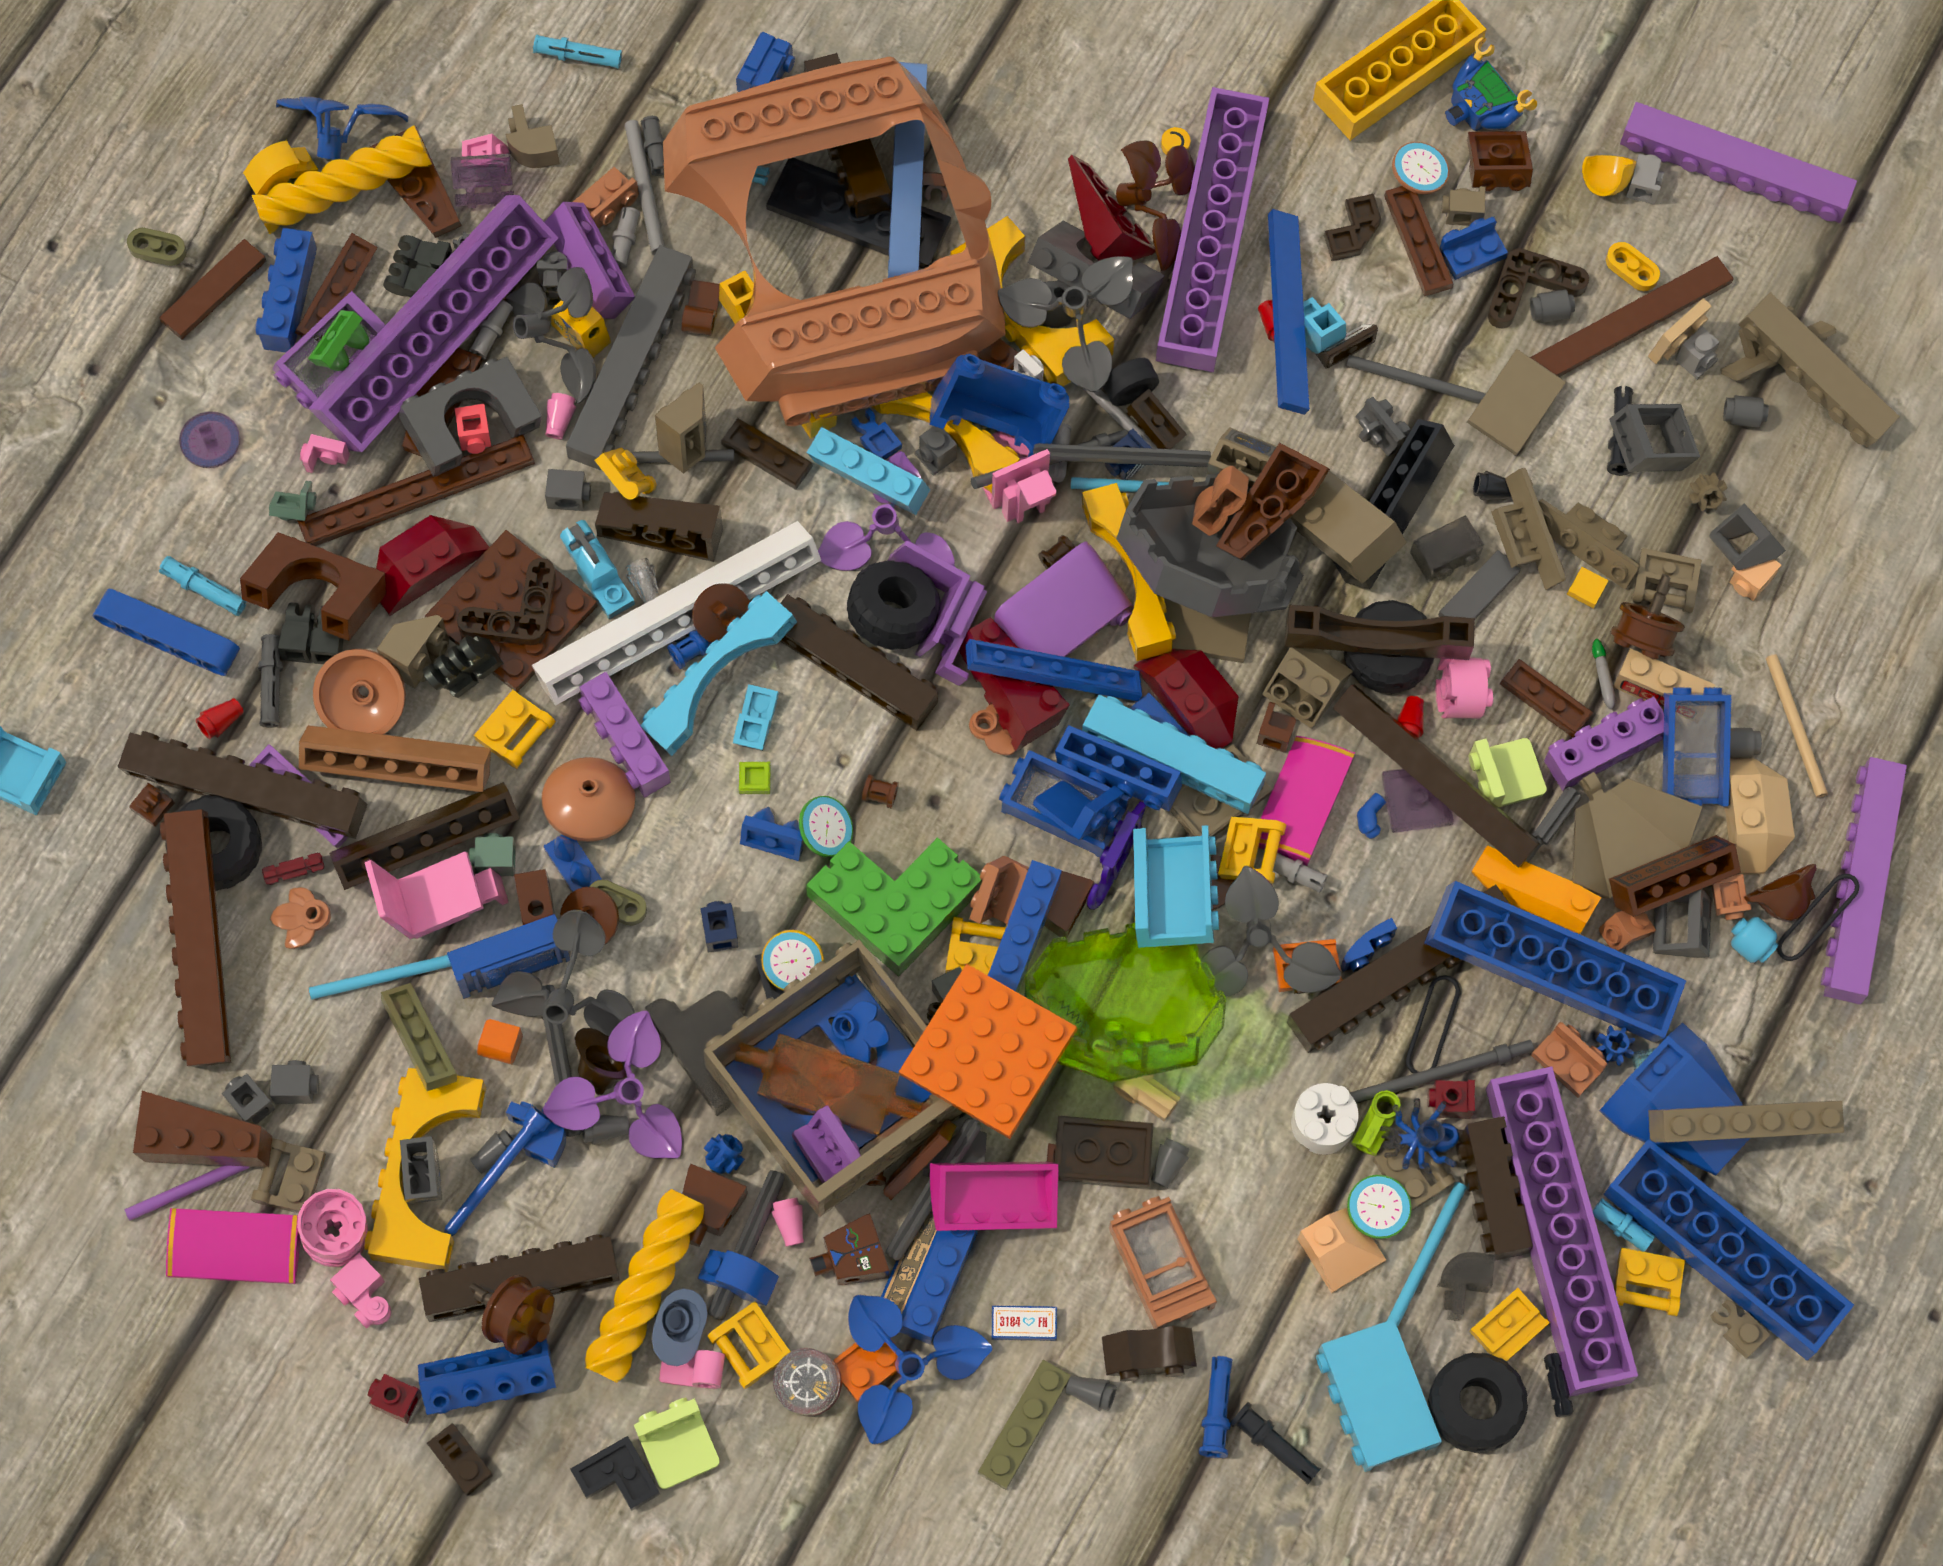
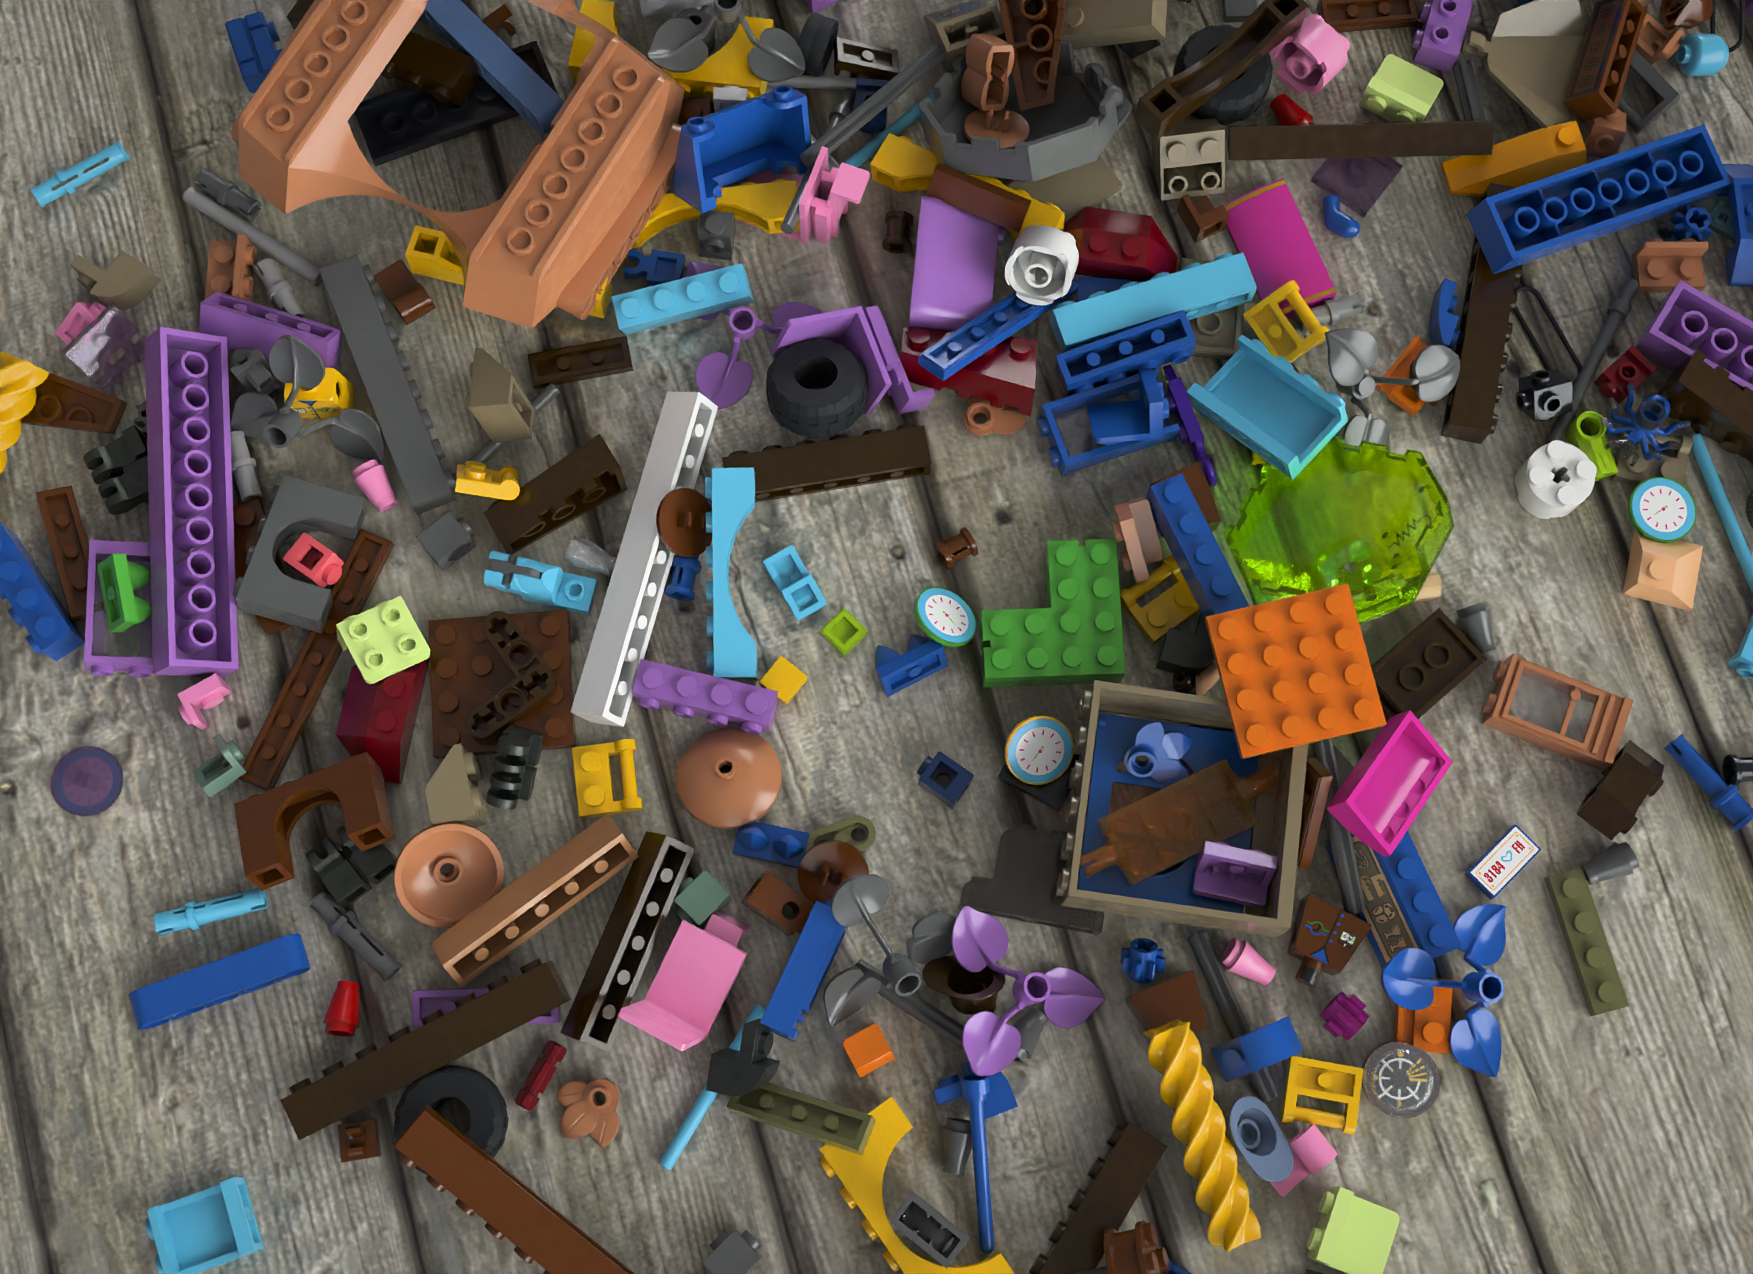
camera: 45 degrees left, 5 degrees up
(415, 975) = (744, 1070): none -> pearl dark grey brick
(463, 514) = (383, 640): none -> yellowish green bracket
(685, 772) = (785, 679): none -> yellow tile
(814, 1310) = (1344, 1015): none -> magenta gear
(1118, 657) = (1042, 264): none -> white brick
(1120, 575) = (978, 197): none -> reddish brown tile
(1192, 546) = (1002, 125): none -> nougat piece
(1379, 1057) = (1545, 395): none -> black brick

